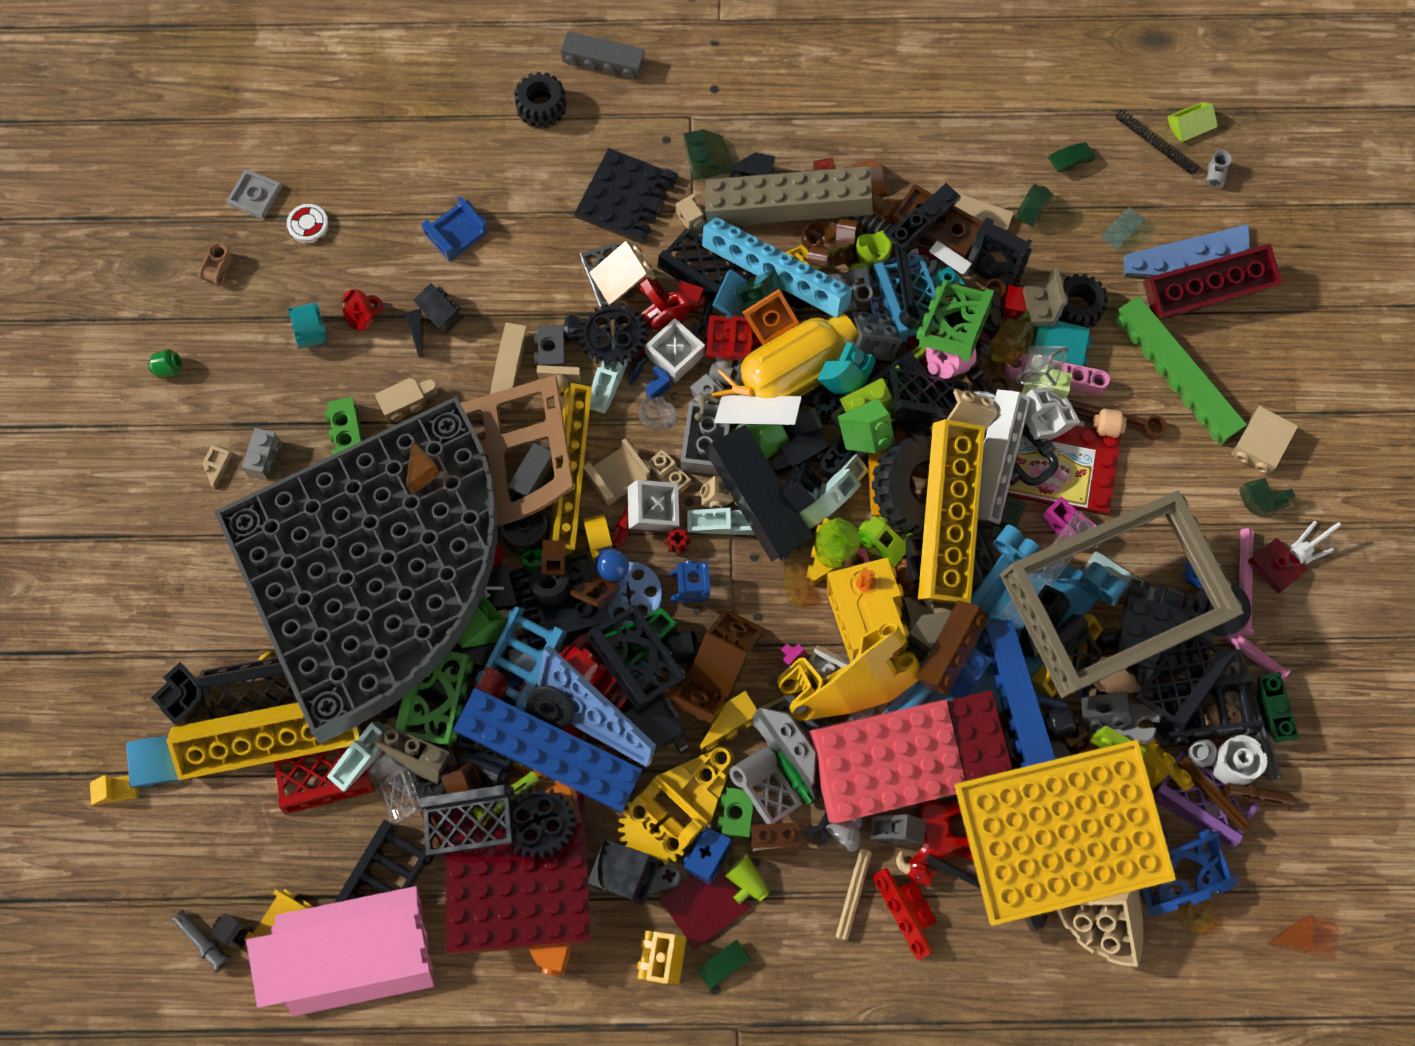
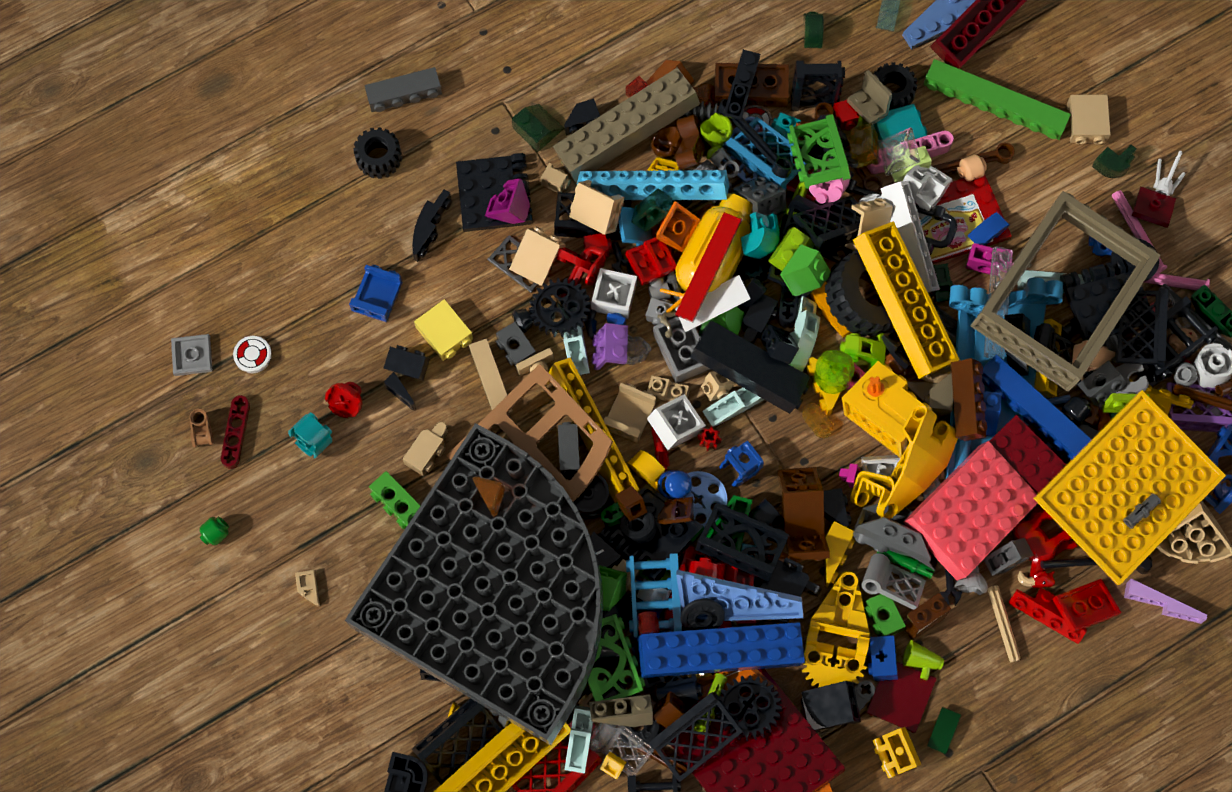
camera: 30 degrees left, 0 degrees up
(248, 287) = (235, 432): none -> dark red beam
(261, 454) = (341, 556): light grey brick -> none
(380, 801) = (613, 765): none -> yellow tile
(493, 297) = (443, 330): none -> light yellow brick
(537, 194) = (425, 228): none -> black slope
(630, 212) = (511, 204): none -> magenta slope
(639, 397) = (610, 345): none -> medium lavender bracket
(704, 258) = (596, 208): none -> tan panel
(755, 676) = (835, 507): none -> black slope
(772, 371) = (708, 267): none -> red tile
(948, 927) = (1086, 605): none -> red tile
(950, 257) = (778, 105): white slope -> none
(982, 210) = (781, 55): tan tile -> none
(1037, 982) = (1171, 607): none -> lavender slope
(1060, 863) = (1142, 510): none -> dark grey pin
(1087, 492) = (988, 229): none -> blue slope

